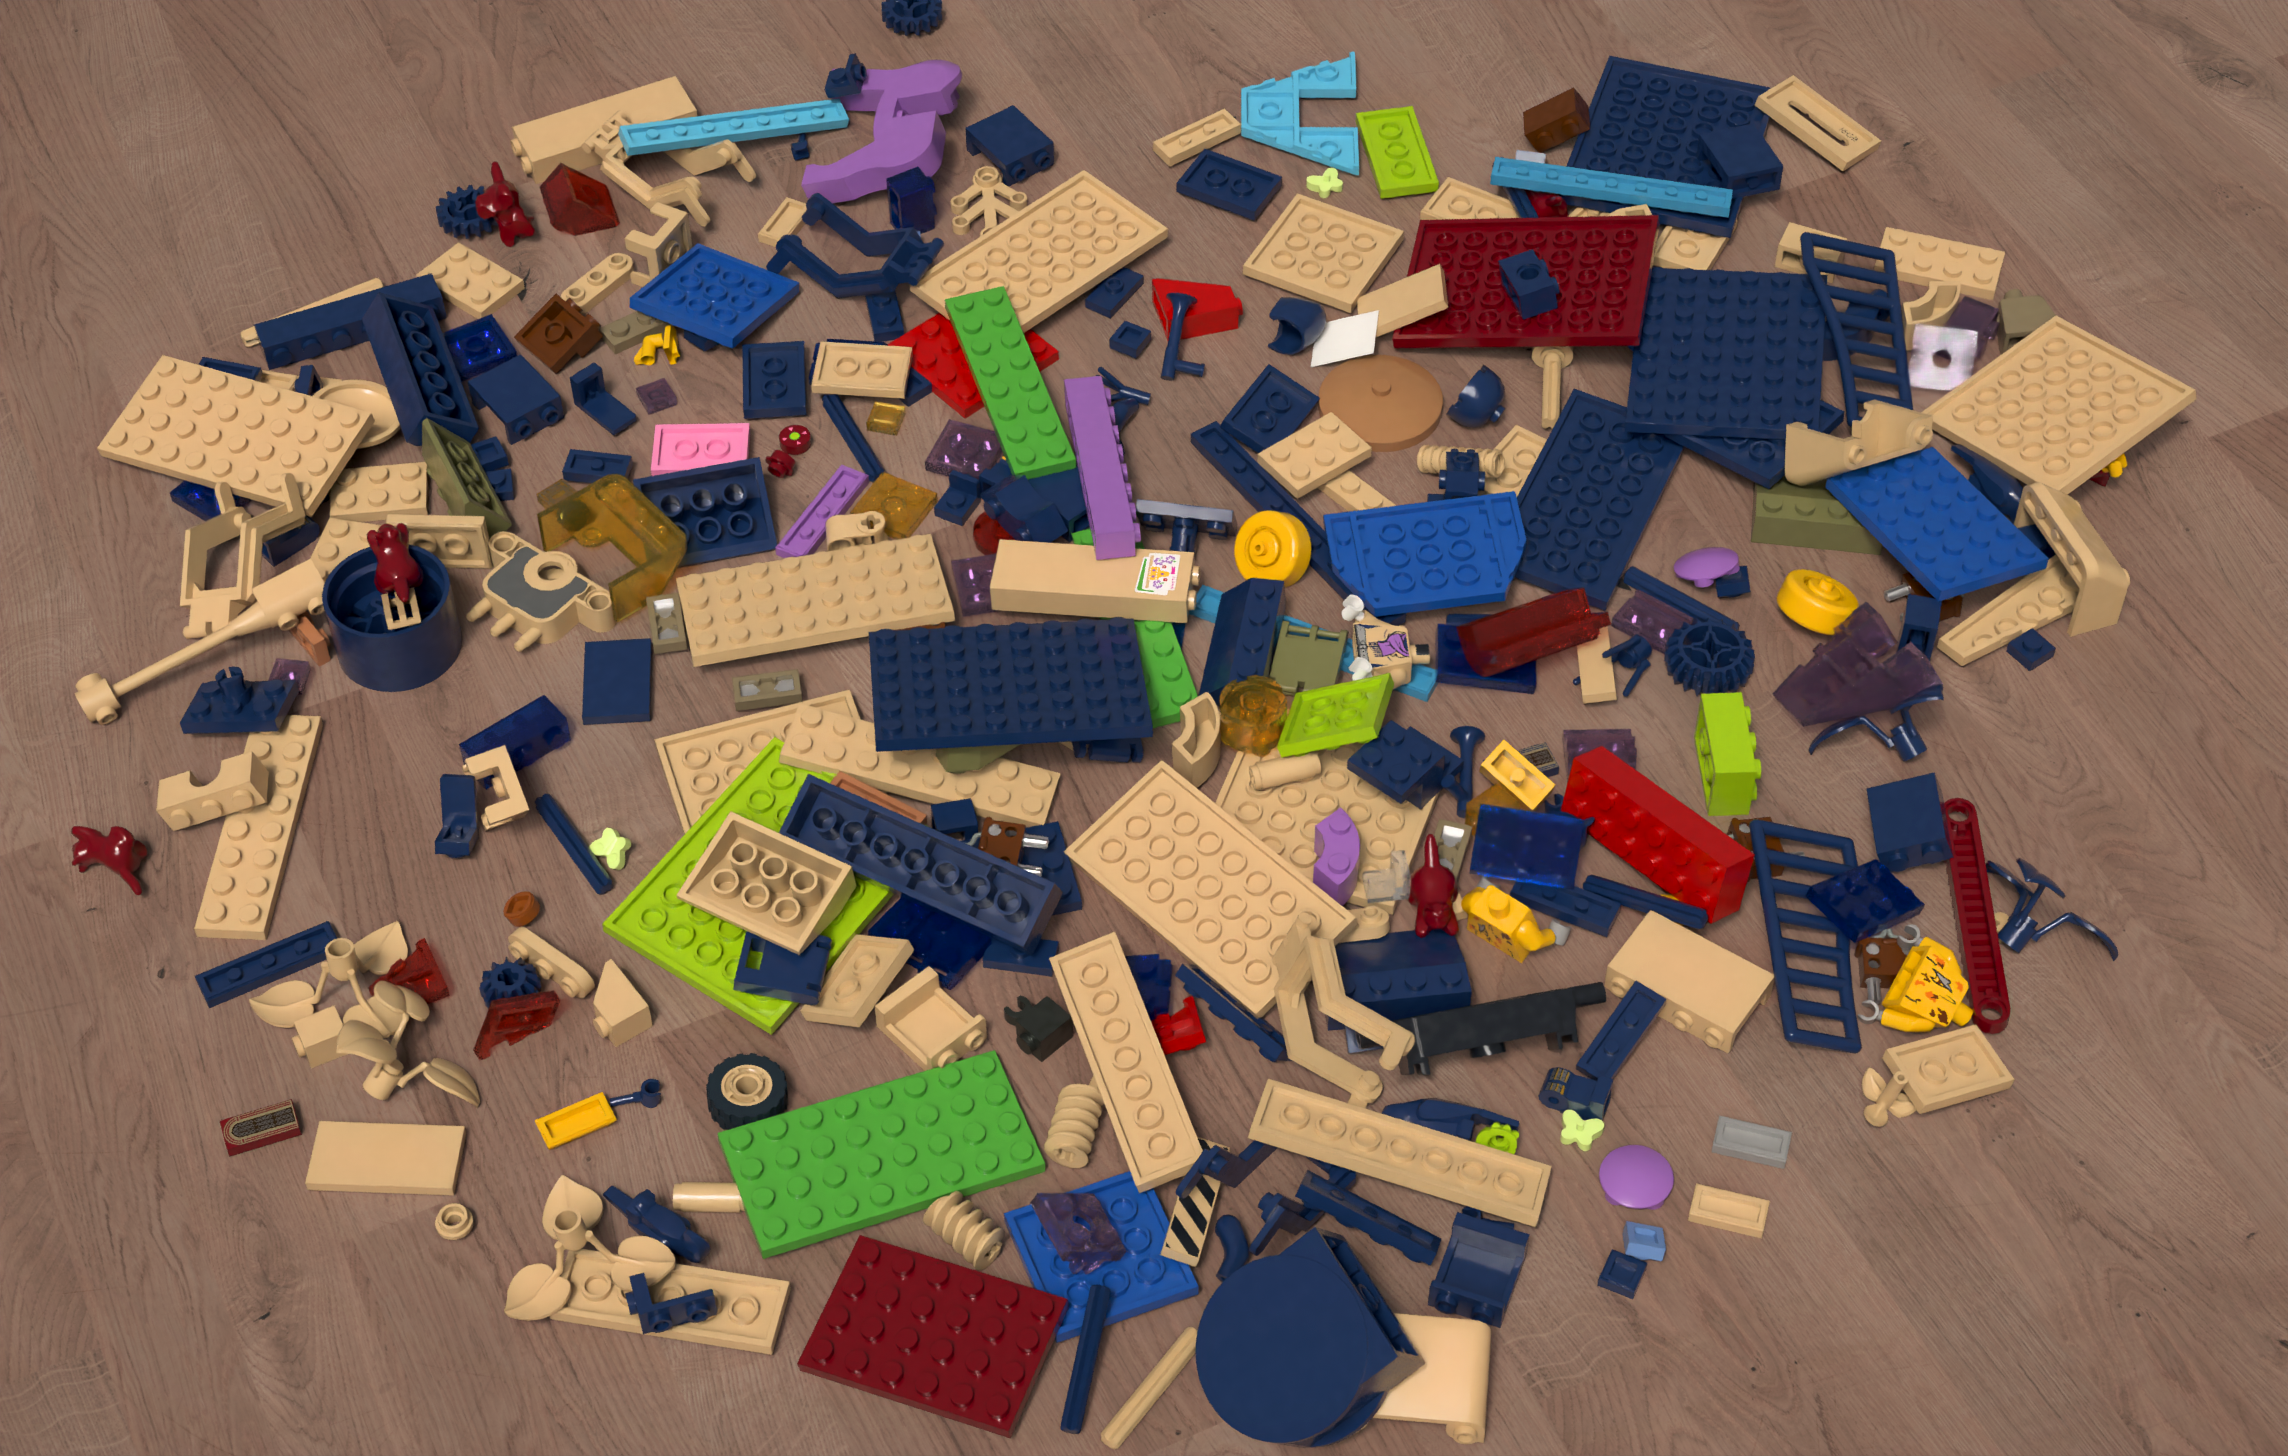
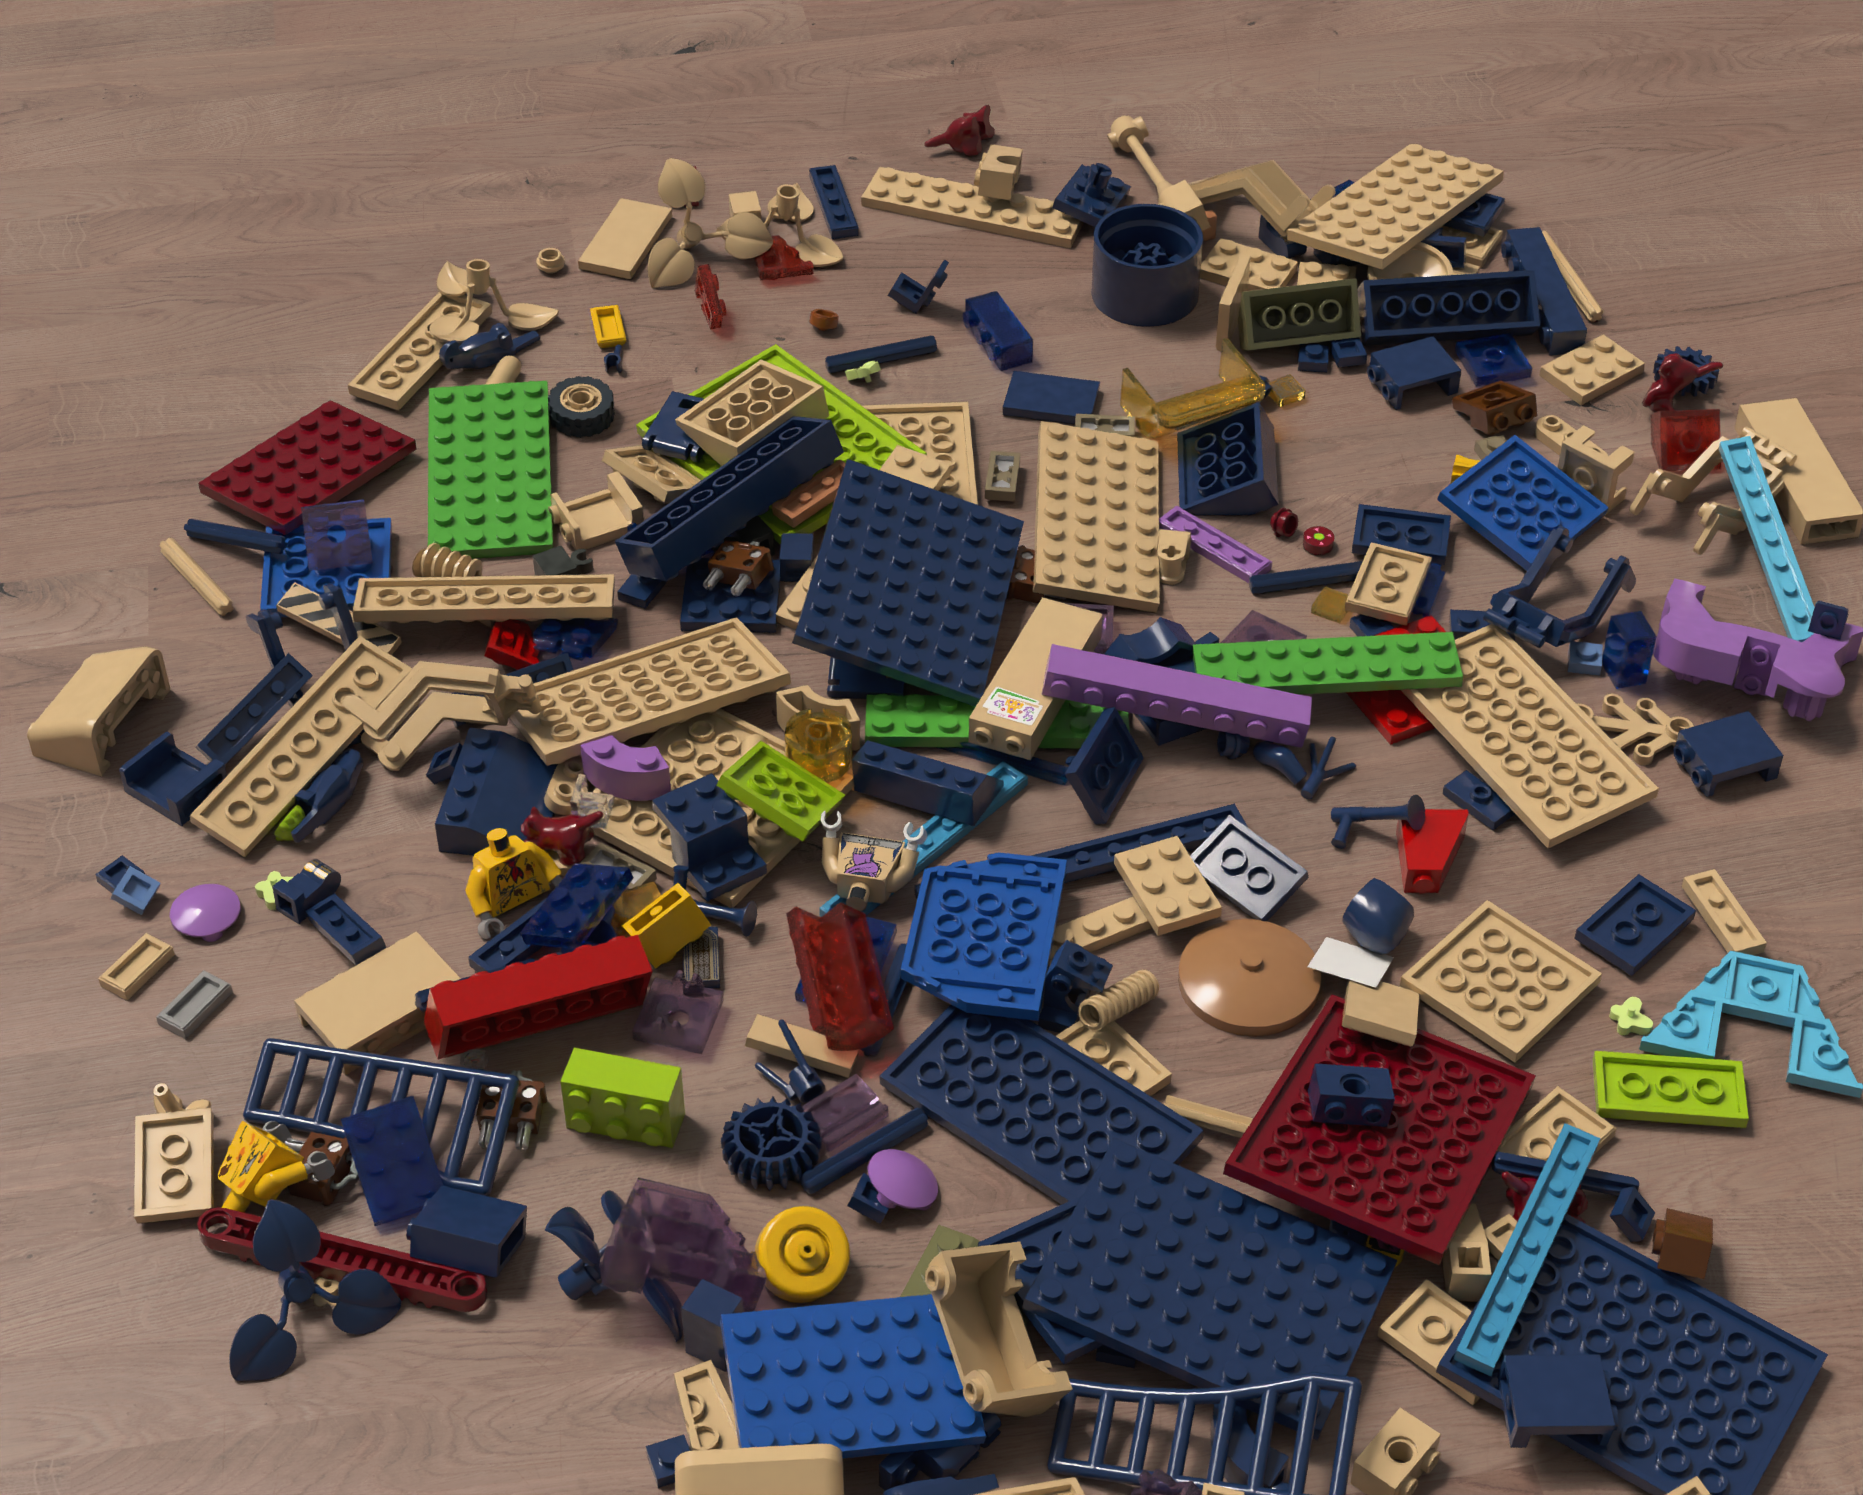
camera: 105 degrees right, 5 degrees down
(395, 565) = (1171, 242): dark red animal -> none
(396, 602) = (1126, 244): tan tile -> none
(505, 784) = (932, 299): tan panel -> none
(509, 981) = (746, 303): dark blue gear -> none
(539, 601) = (1166, 352): tan piece -> none
(550, 963) = (760, 325): tan plate -> none
(591, 466) = (1312, 412): dark blue plate -> none
(596, 402) = (1406, 421): dark blue bracket -> none
(619, 1007) = (702, 353): tan slope -> none
(656, 396) = (1404, 463): clear purple tile -> none
(669, 1313) = (405, 320): dark blue bracket -> none
(698, 445) = (1316, 476): bright pink plate -> none
(785, 221) = (1649, 583): tan tile -> none
(800, 149) = (1755, 606): dark blue hand -> none
(899, 502) = (1208, 590): clear yellow plate -> none
(959, 499) = (1198, 626): dark blue bracket -> none
(965, 1230) = (389, 493): tan piece -> none
(1130, 339) = (1394, 790): dark blue plate -> none
(1234, 1245) = (298, 642): dark blue arm -> none
(1273, 547) = (1046, 826): yellow wheel -> none
(1301, 1345) = (132, 611): dark blue brick -> none
(1307, 660) = (889, 813): olive plate -> none
(1479, 400) = (1212, 1043): dark blue cylinder -> none
(1490, 1024) = (396, 826): black brick -> none

